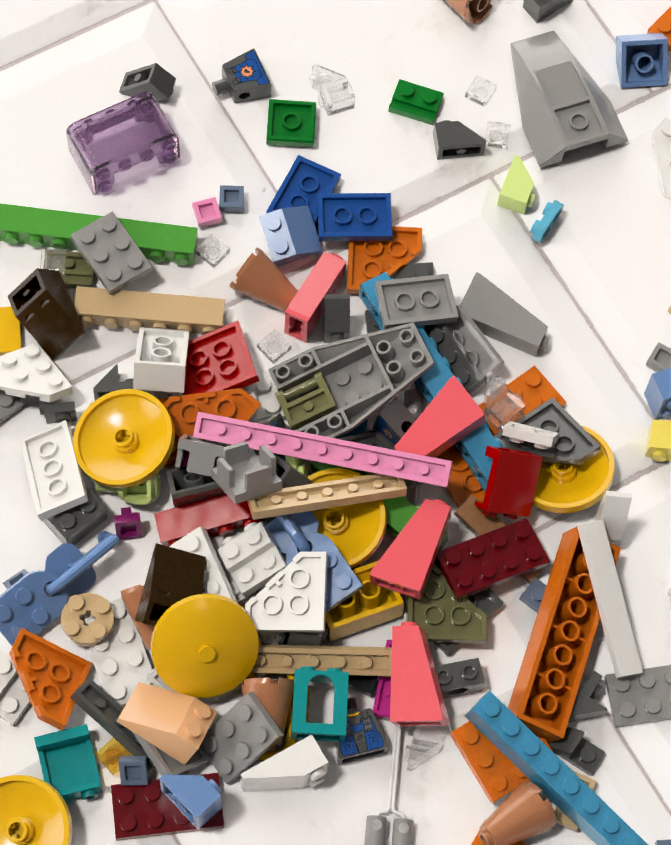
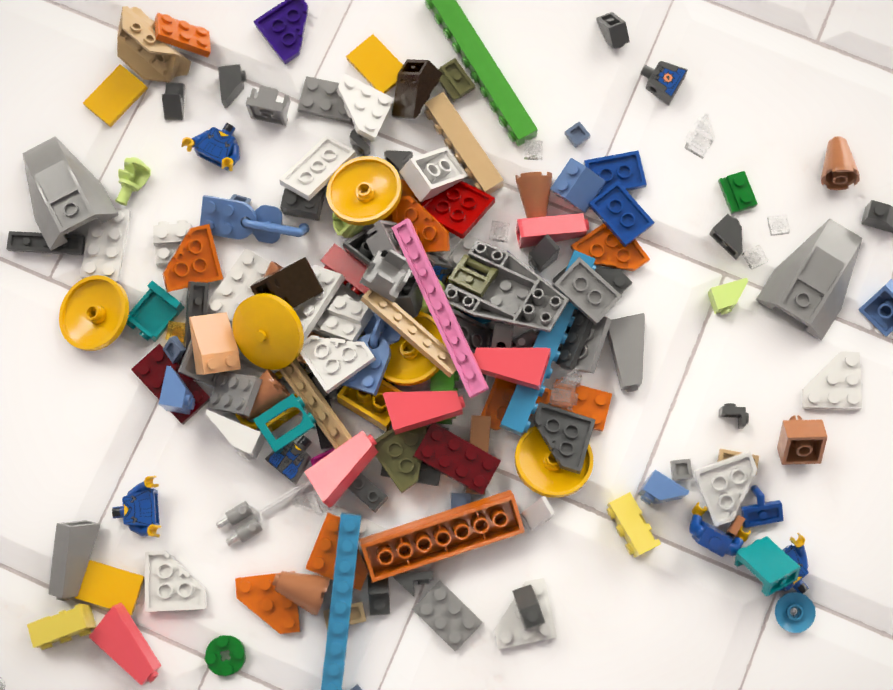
camera: 60 degrees right, 10 degrees up
(54, 260) = (448, 67): clear plate -> none
(85, 604) = (234, 250): tan plate -> none
(111, 253) = (479, 94): light grey plate -> none
(120, 139) = (560, 42): clear purple windscreen -> none
(128, 524) = (320, 234): magenta tile -> none
(207, 212) = (556, 127): bright pink plate -> none
(291, 123) = (658, 130): green plate -> none
(510, 482) = (512, 433): red panel -> none
(540, 437) = (554, 423): white plate -> none
(551, 213) = (725, 330): medium azure plate -> none
(609, 599) = (484, 548): white tile -> none
(646, 264) = (732, 411): none -> dark grey bracket

